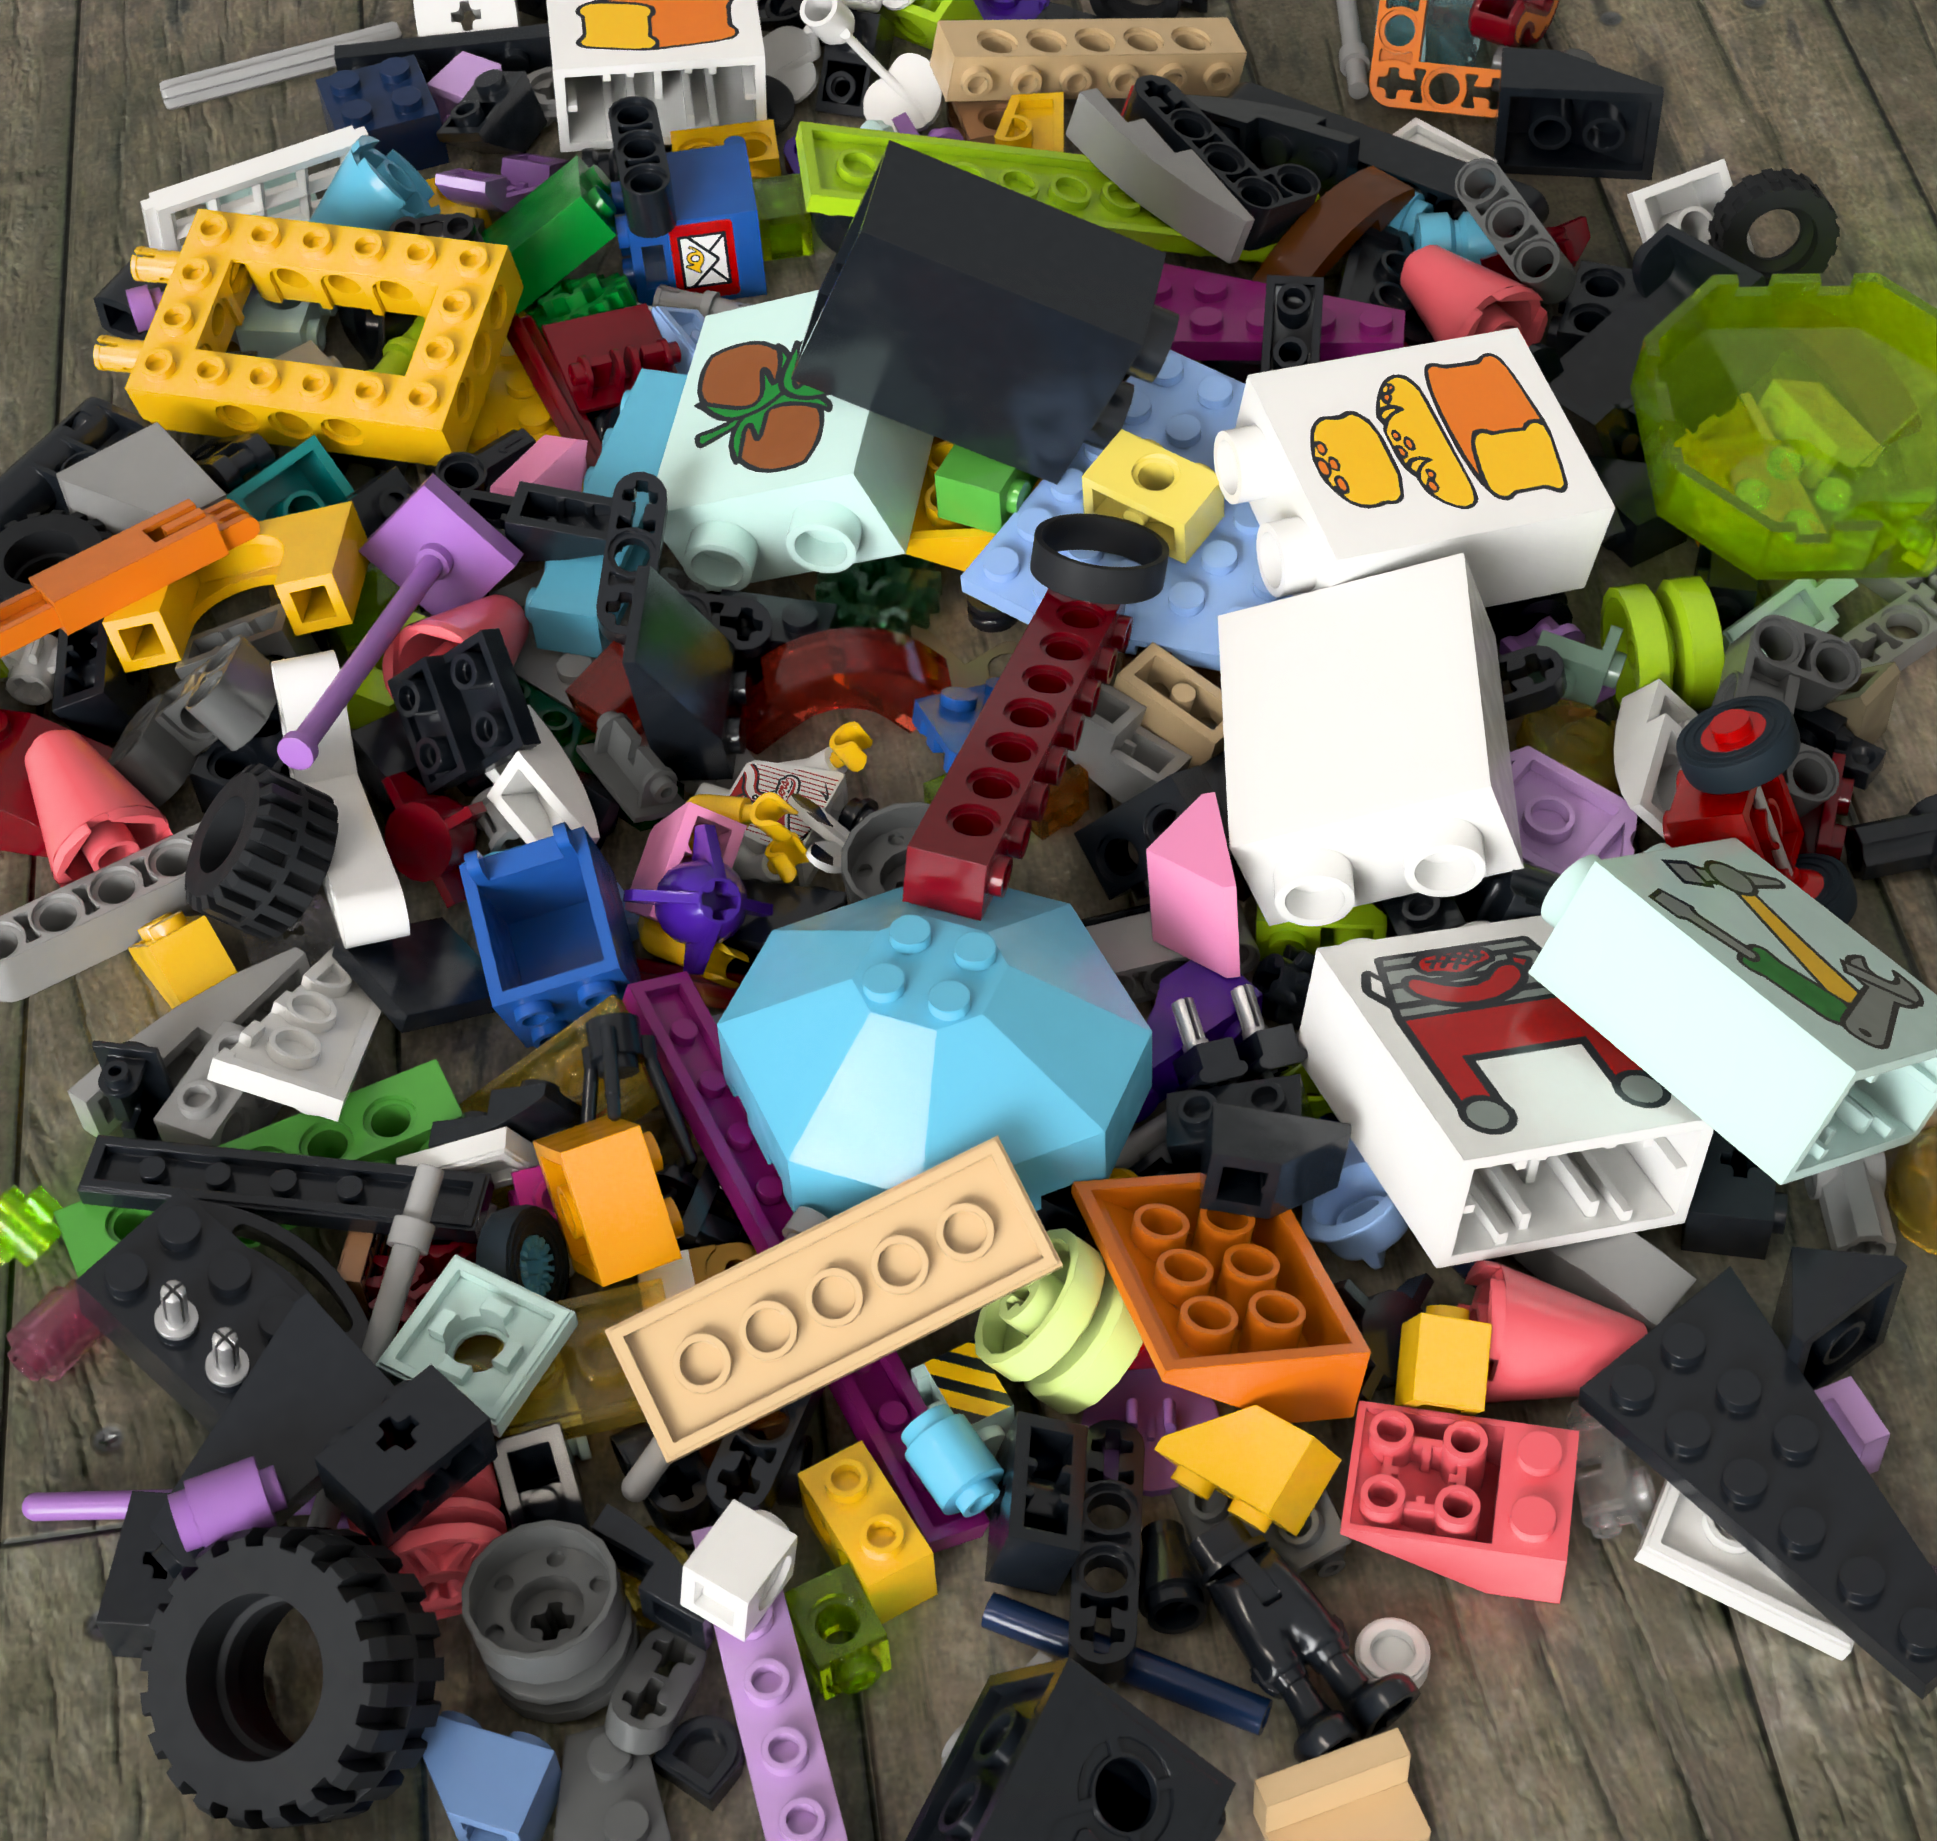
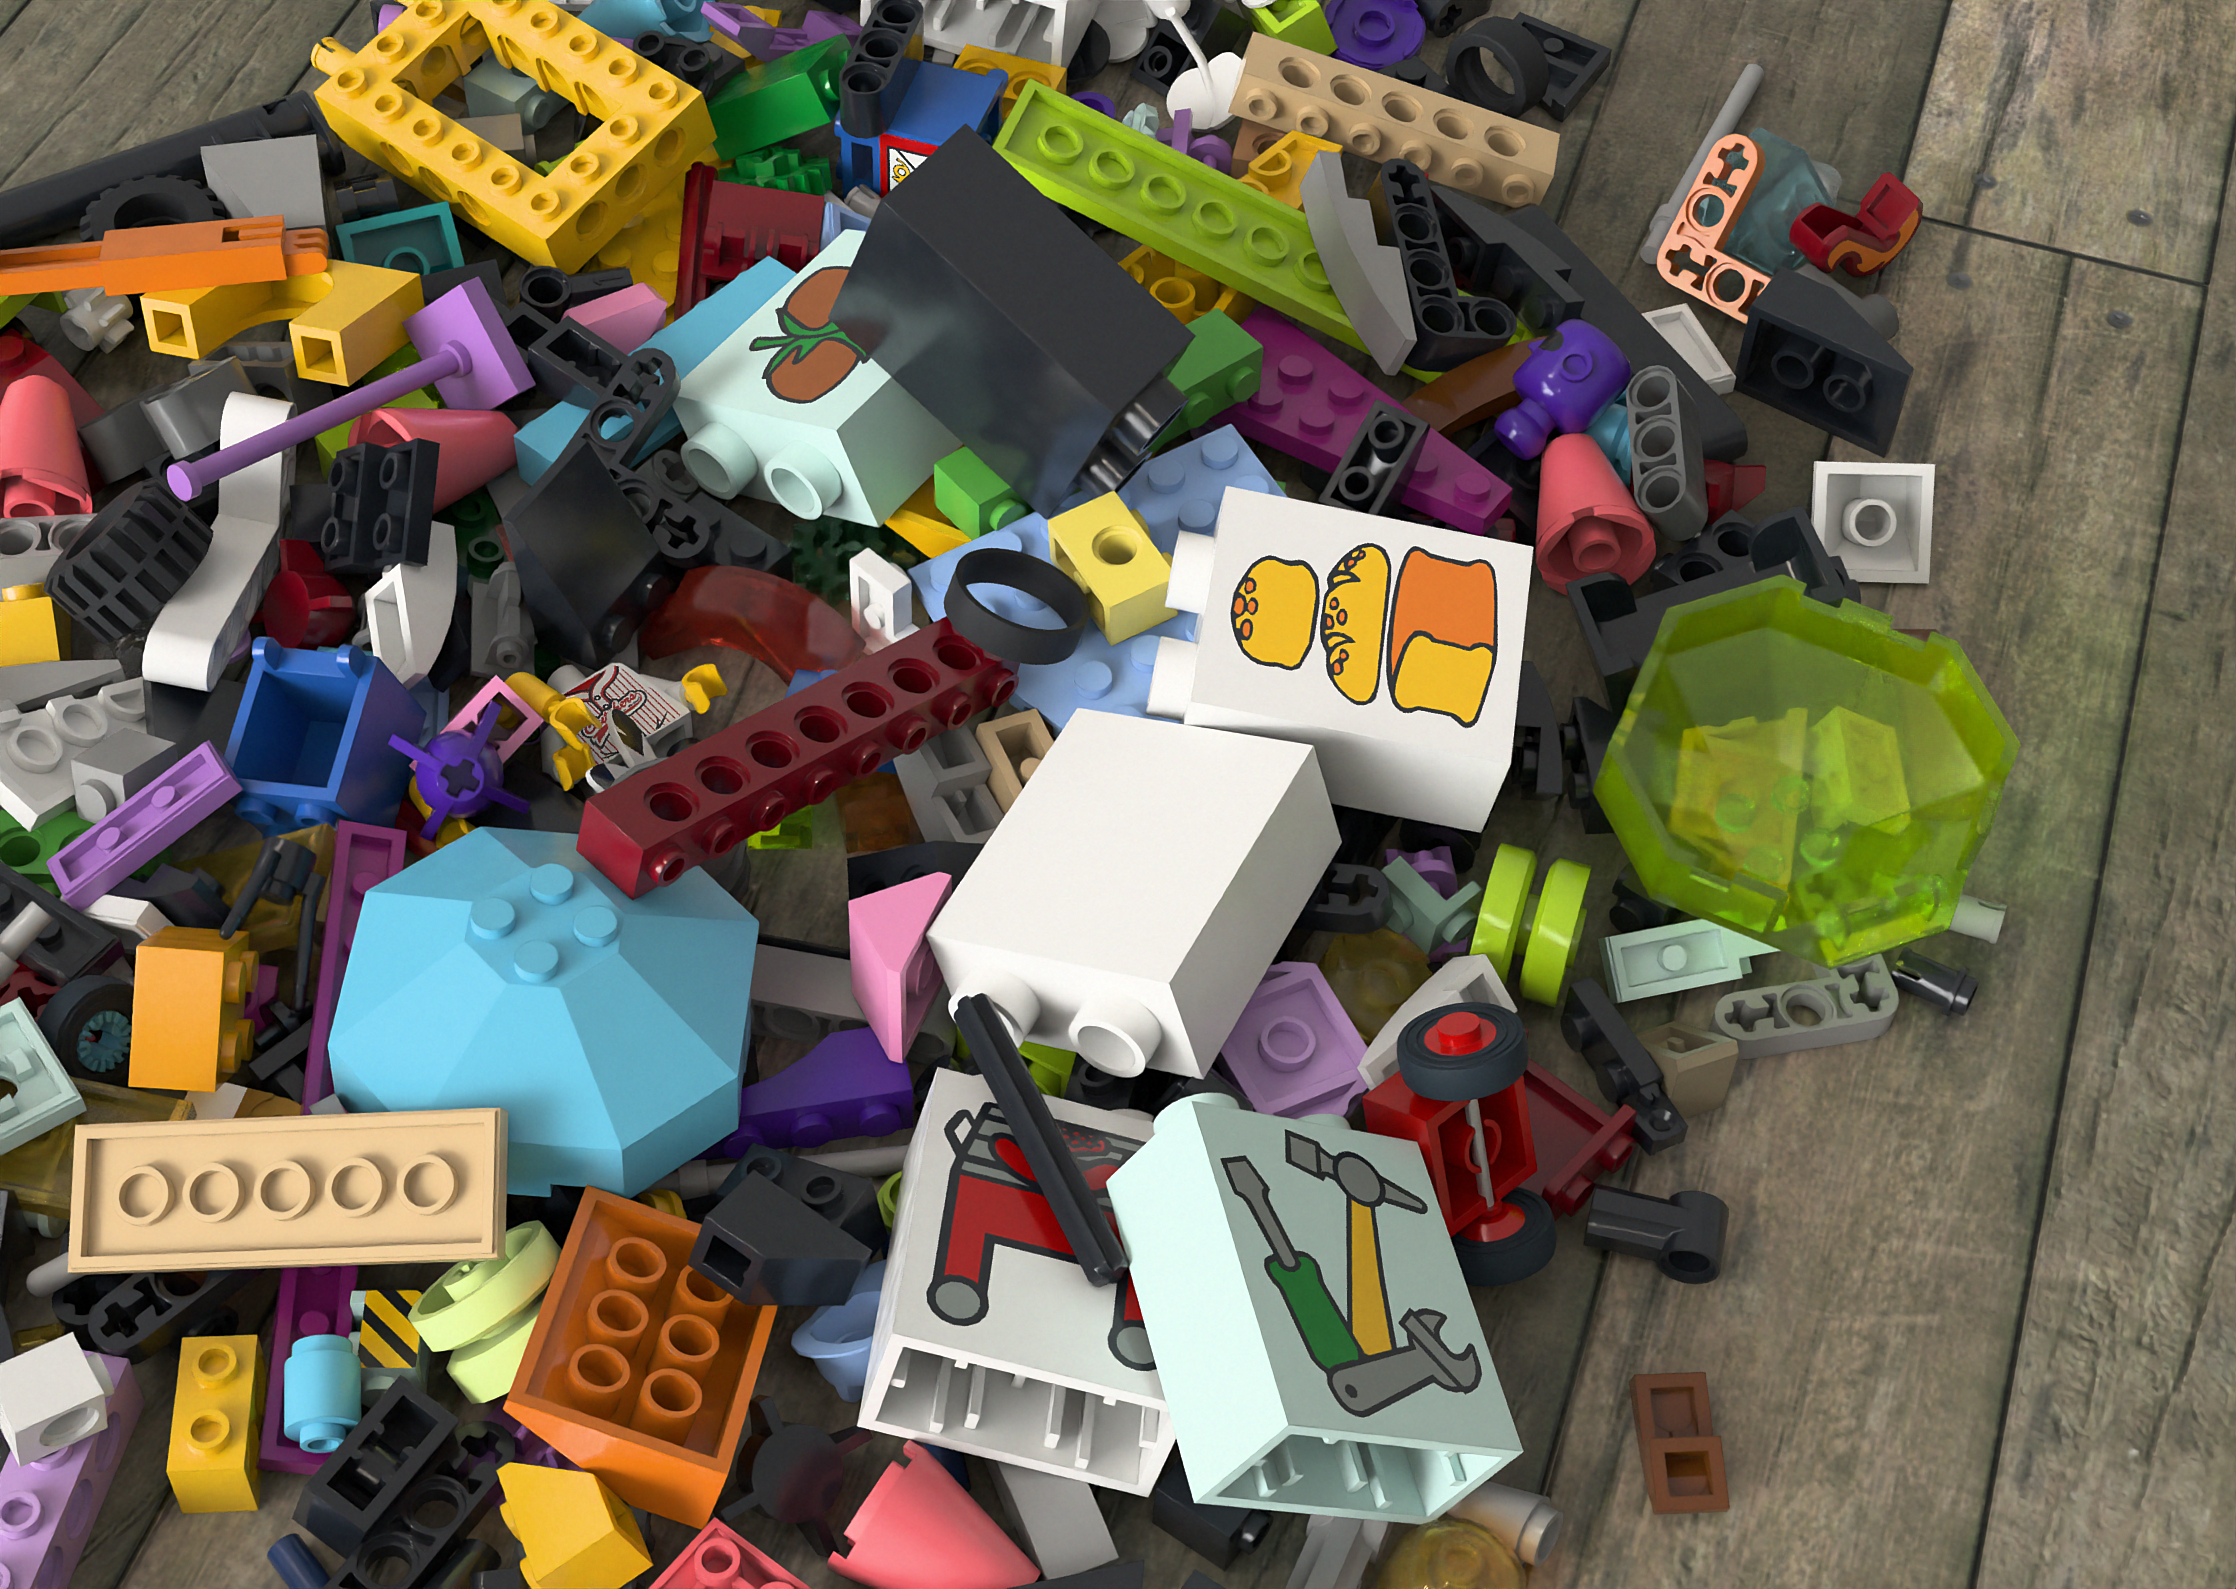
camera: 20 degrees right, 0 degrees up
(92, 688) = (118, 355): black brick -> none
(394, 1039) = (118, 770): none -> light grey brick
(450, 1066) = (143, 826): none -> medium lavender tile
(833, 1605) = (122, 1475): clear neon green brick -> none
(953, 626) = (880, 601): none -> white plate
(1259, 1056) = (875, 1142): black piece -> none
(1395, 211) = (1563, 387): none -> dark purple piece
(1443, 1361) = (807, 1519): yellow brick -> none
(1447, 965) = (1041, 1141): none -> black axle
(1770, 192) = (1950, 517): black tyre -> none
(1793, 677) = (1570, 1013): dark grey beam -> none

